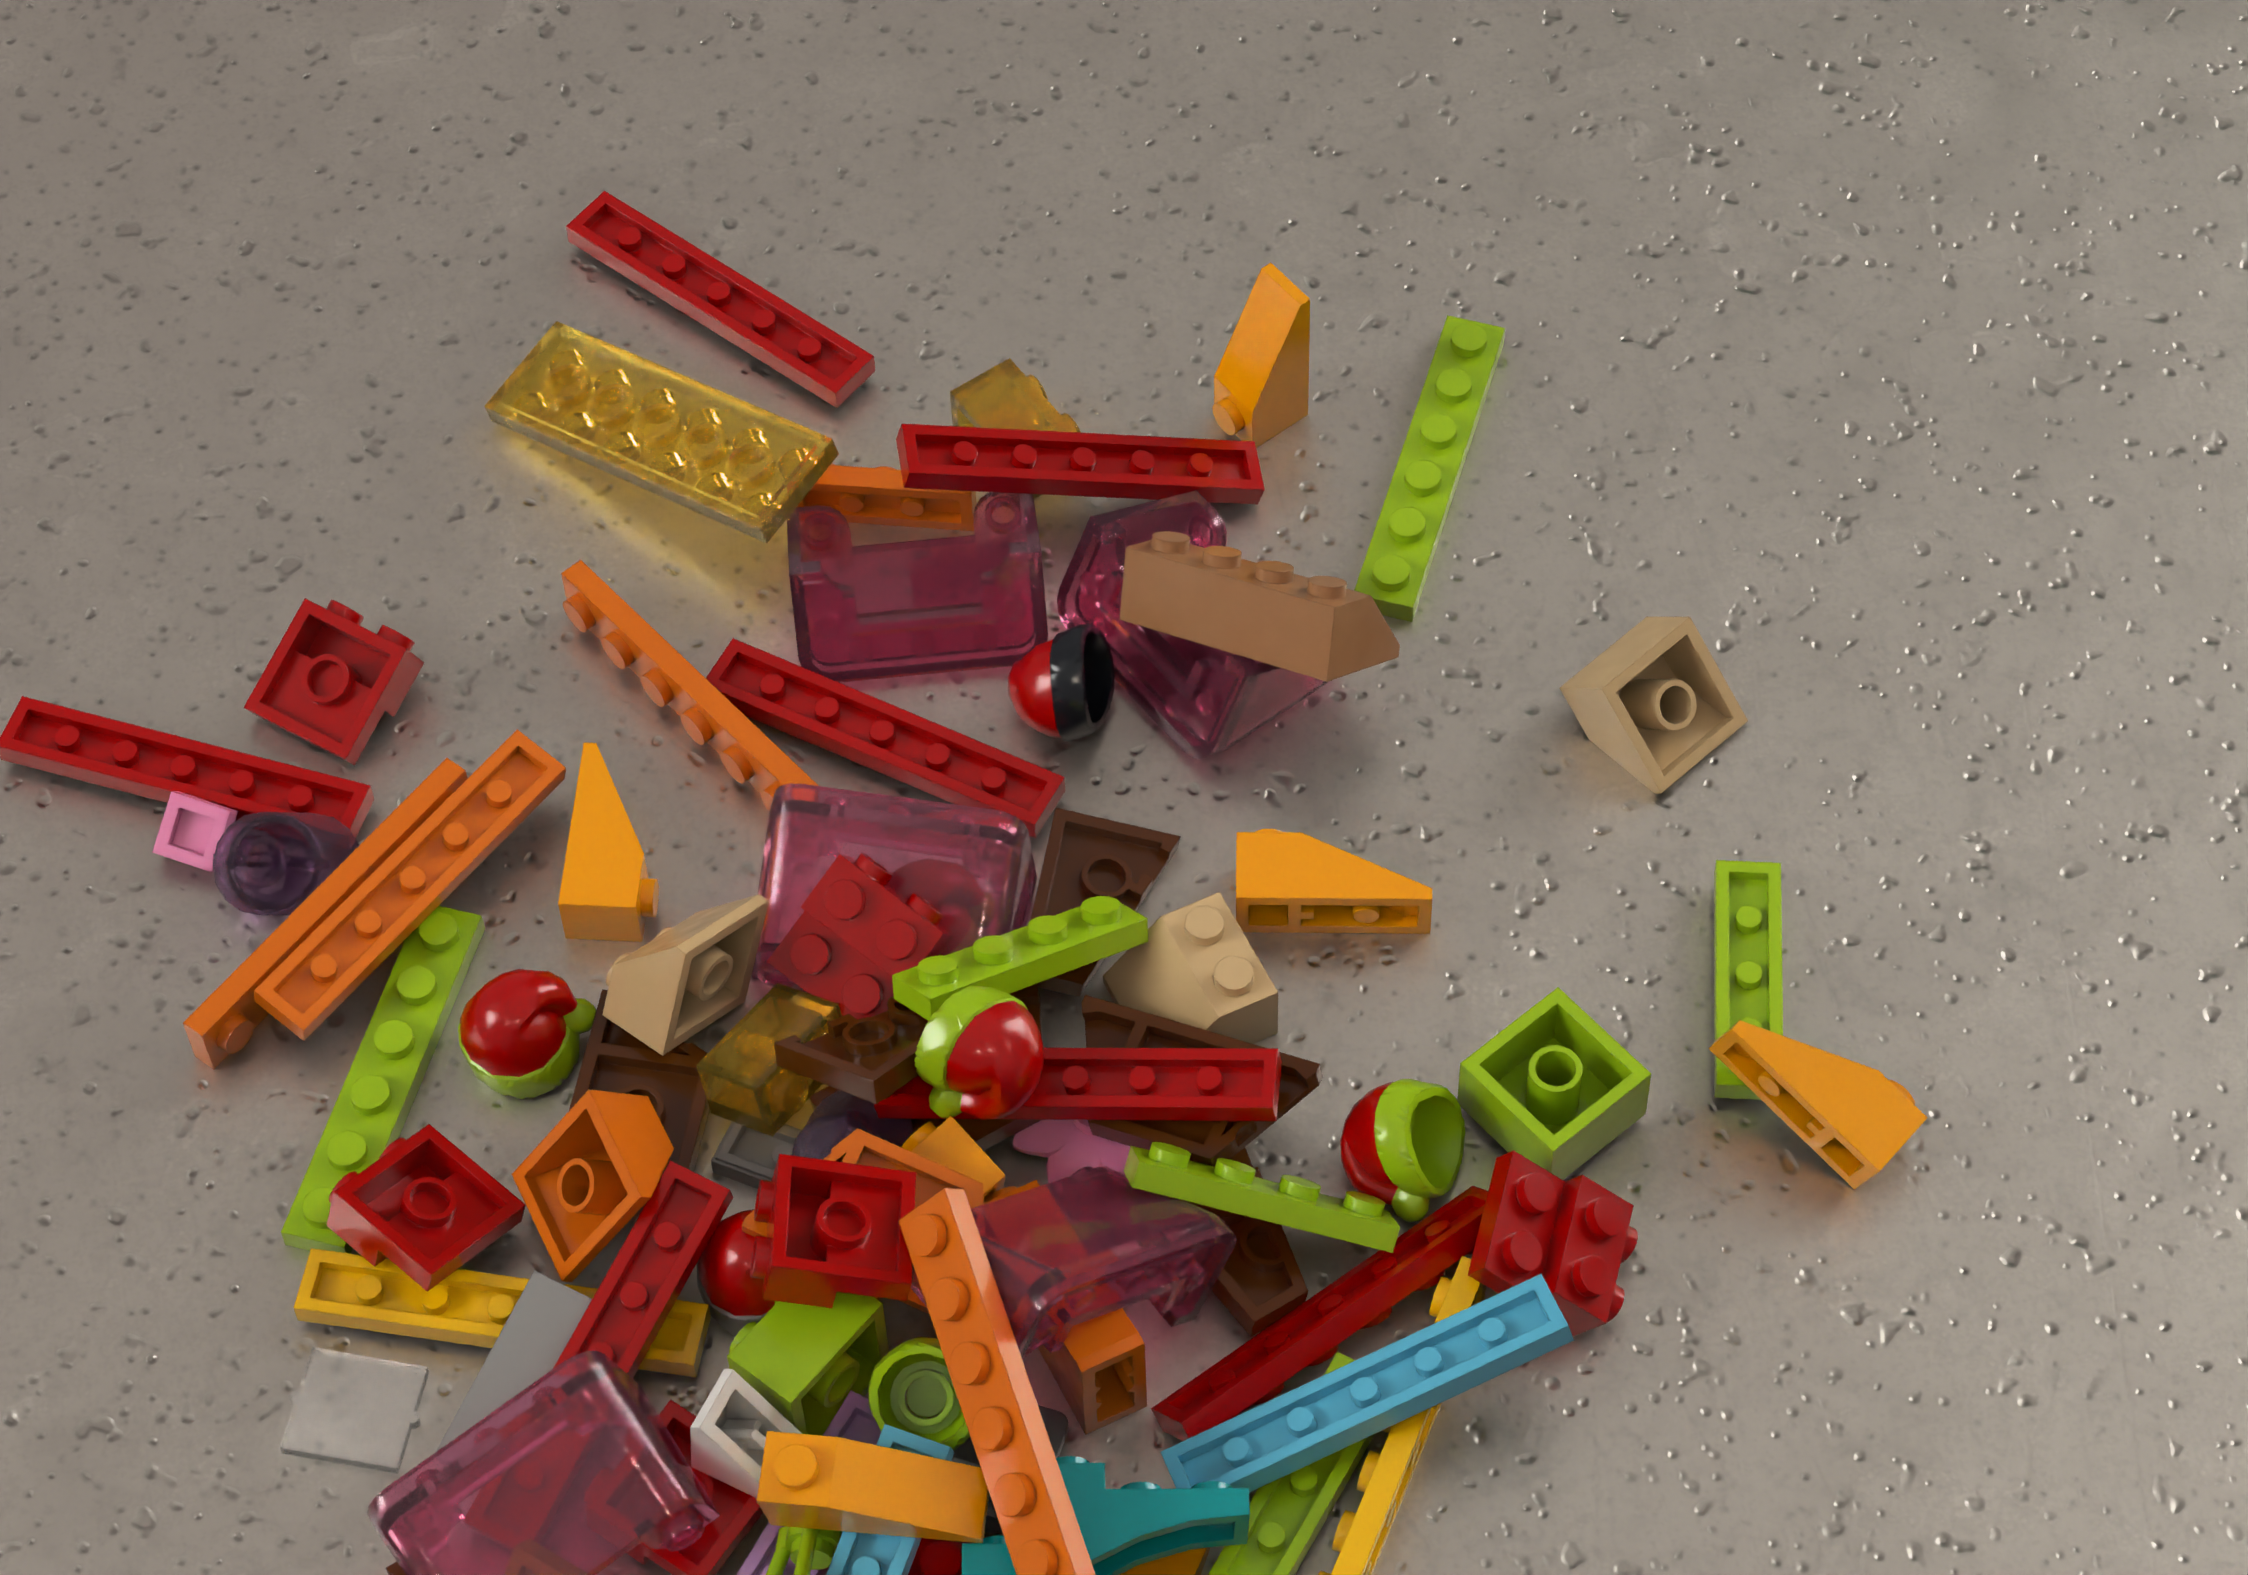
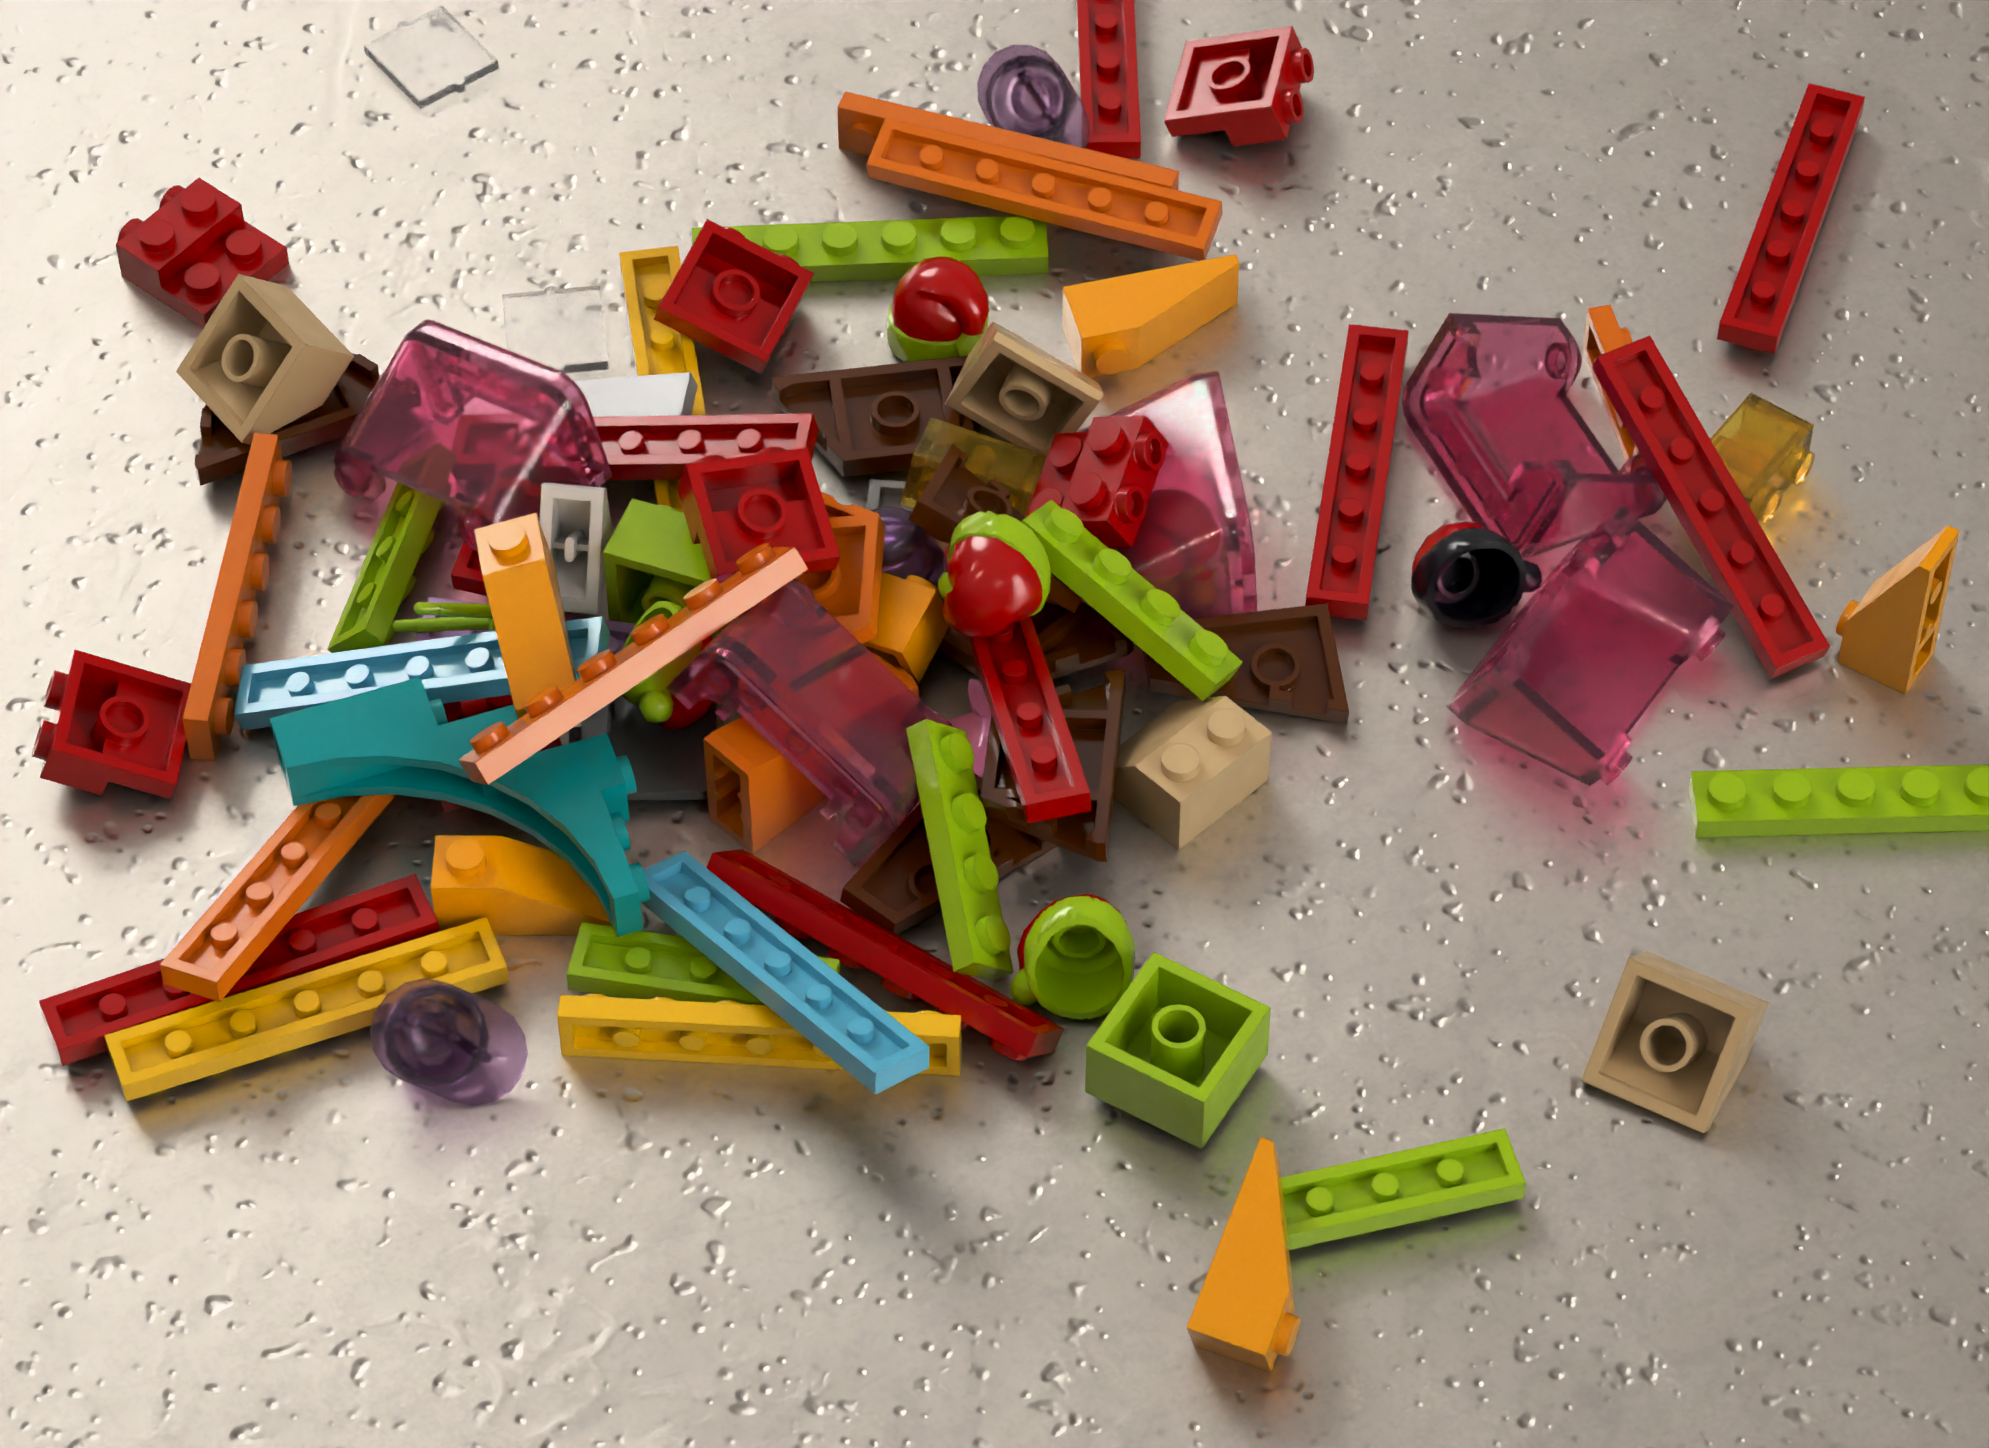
camera: 70 degrees right, 5 degrees down
(192, 830) = (1056, 37): bright pink plate -> none
(593, 1175) = (810, 376): orange slope -> none
(662, 431) = (1599, 209): clear yellow plate -> none
(676, 683) = (1323, 338): orange plate -> none
(1253, 608) = (1579, 661): medium nougat slope -> none
(1312, 887) = (1328, 806): light orange slope -> none
(1556, 1229) = (1007, 1087): red plate -> none

